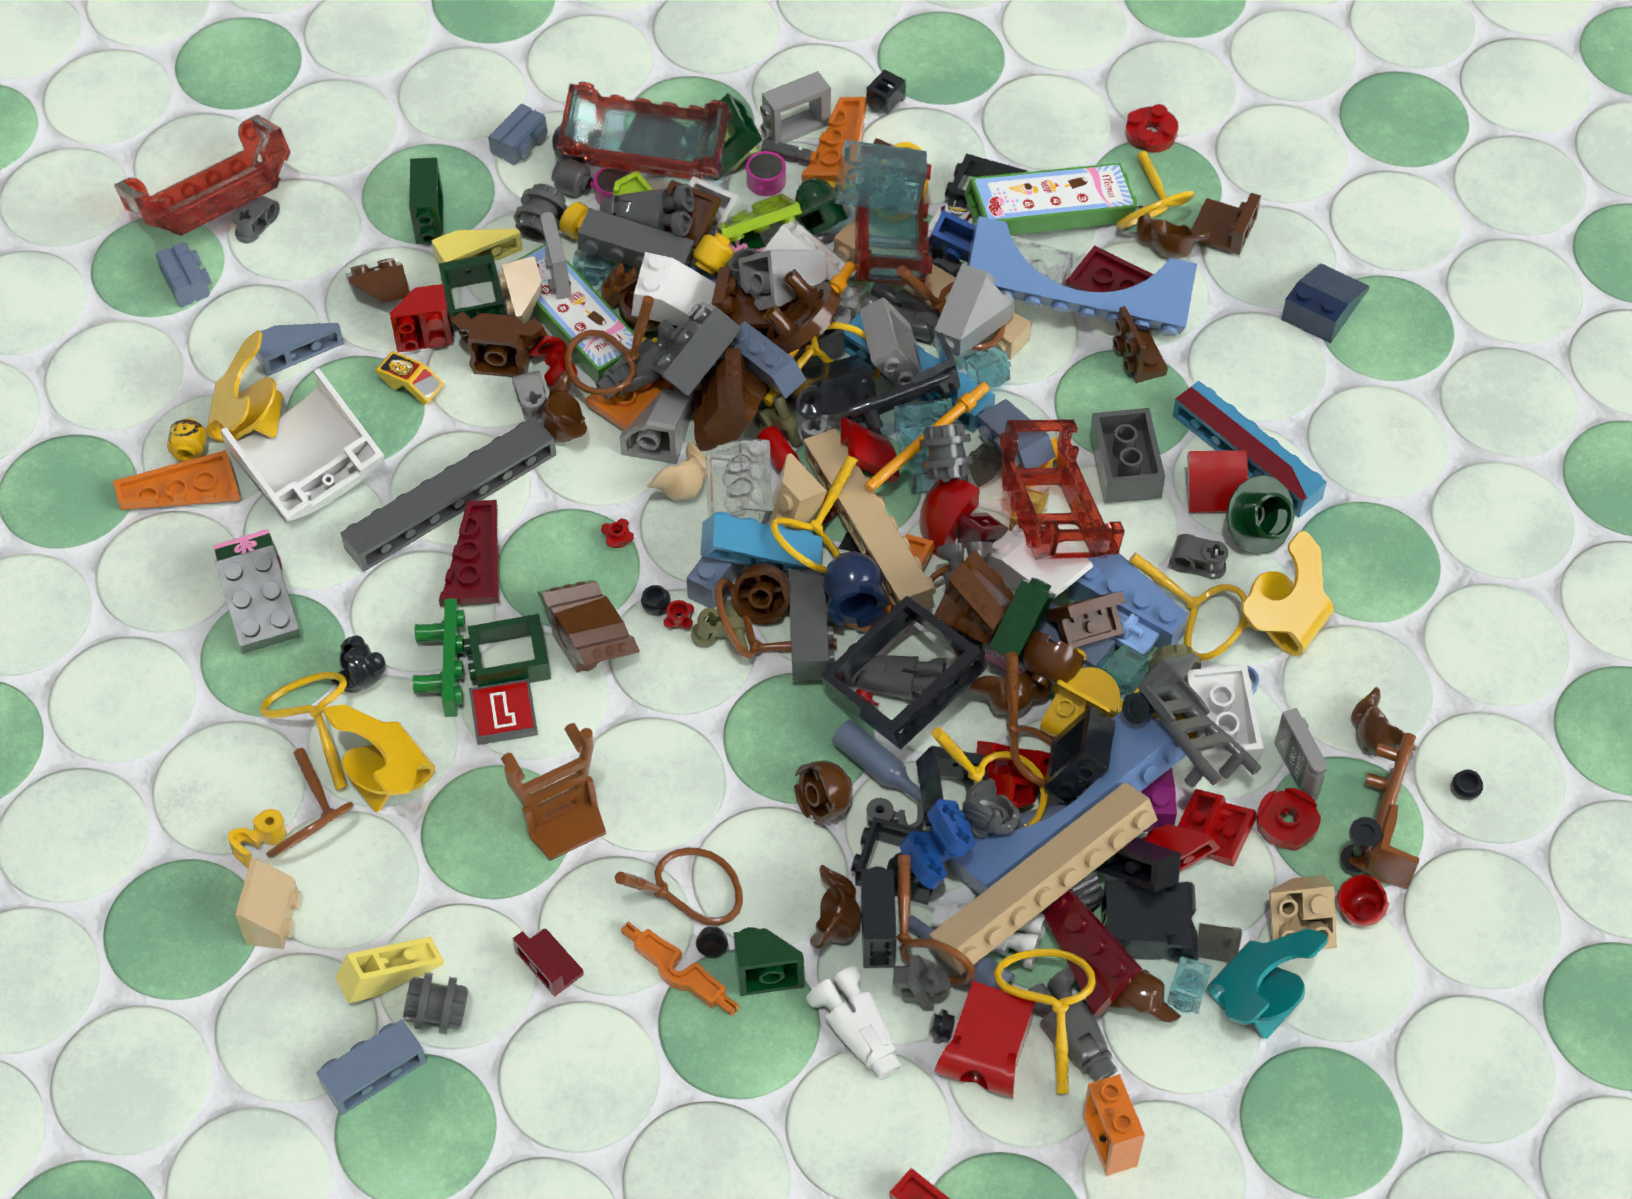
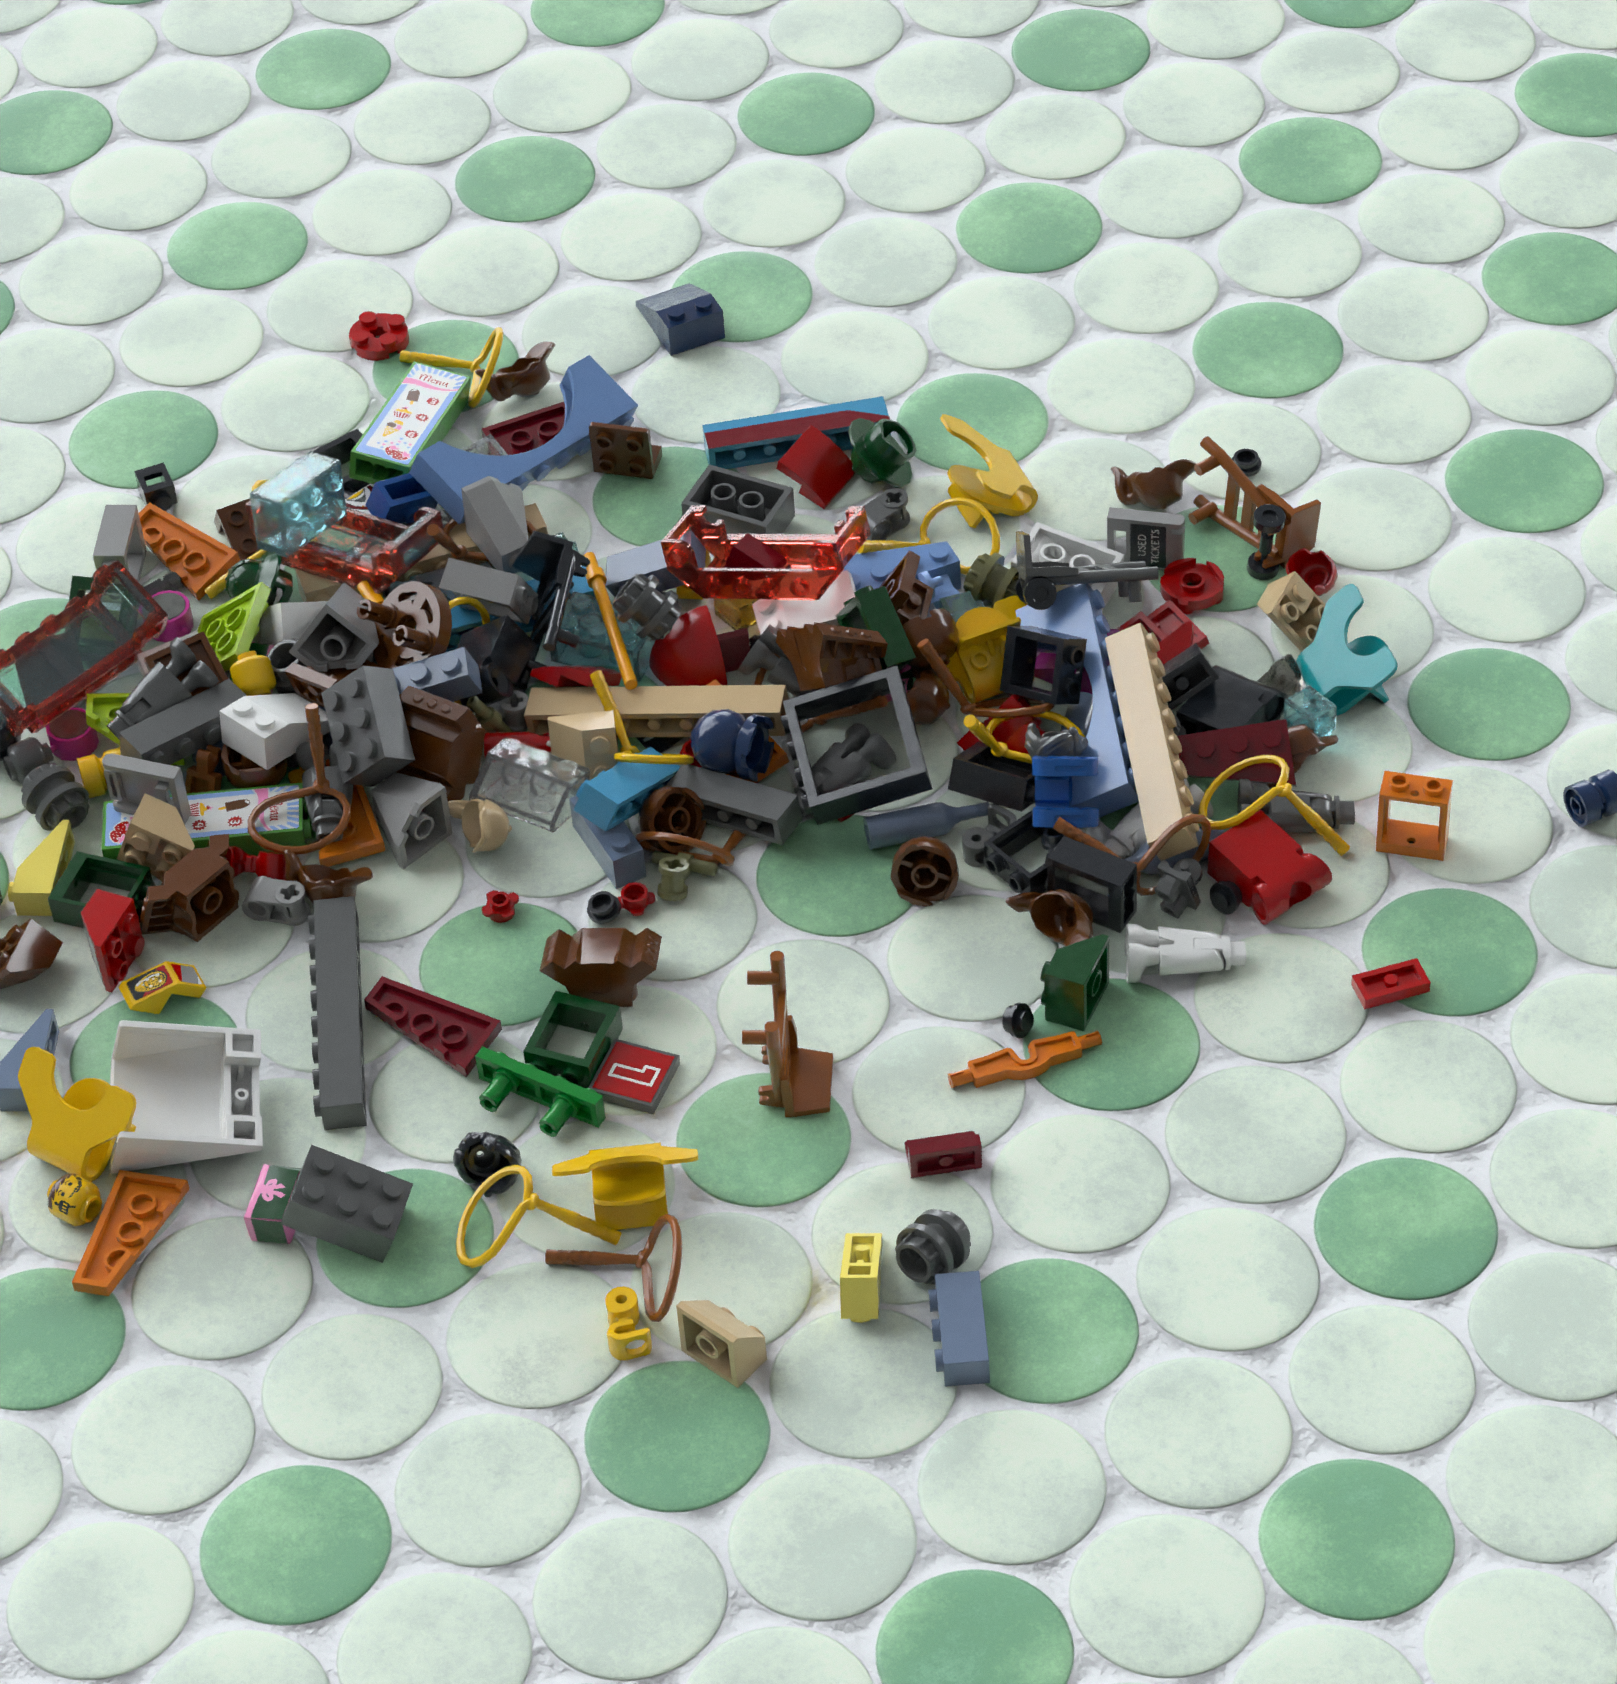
camera: 55 degrees left, 10 degrees down
(660, 889) = (931, 1035): dark orange piece -> none
(1056, 493) = (753, 553): none -> dark red slope
(1228, 223) = (549, 324): reddish brown bracket -> none

